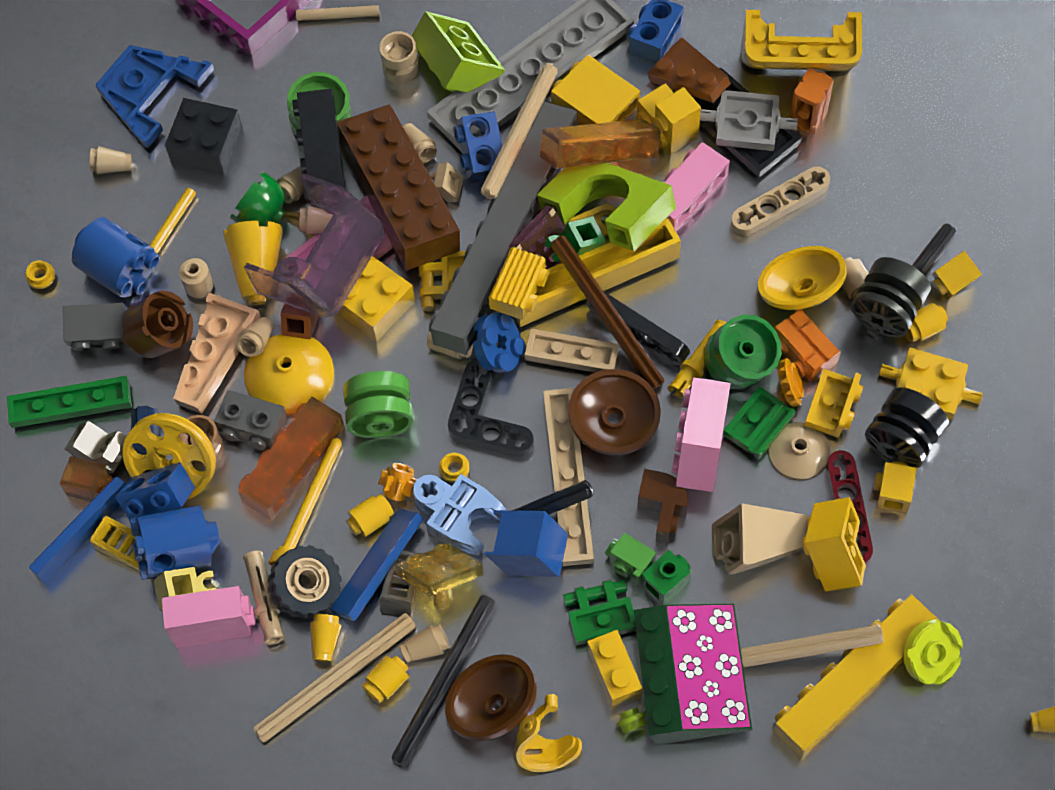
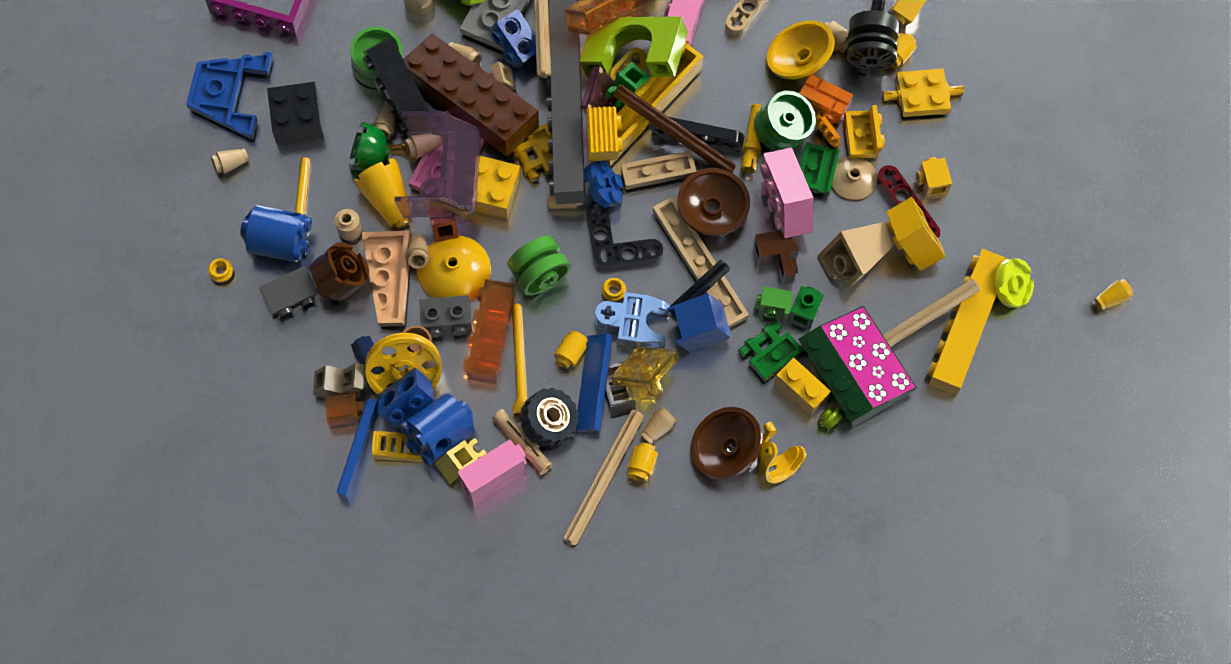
camera: 30 degrees left, 5 degrees up
(69, 401) = (297, 357): green plate -> none
(324, 636) = (581, 450): yellow cone -> none
(397, 481) = (580, 316): light orange gear -> none
(443, 681) = (683, 446): black axle -> none
(906, 427) = (925, 131): black wheel -> none

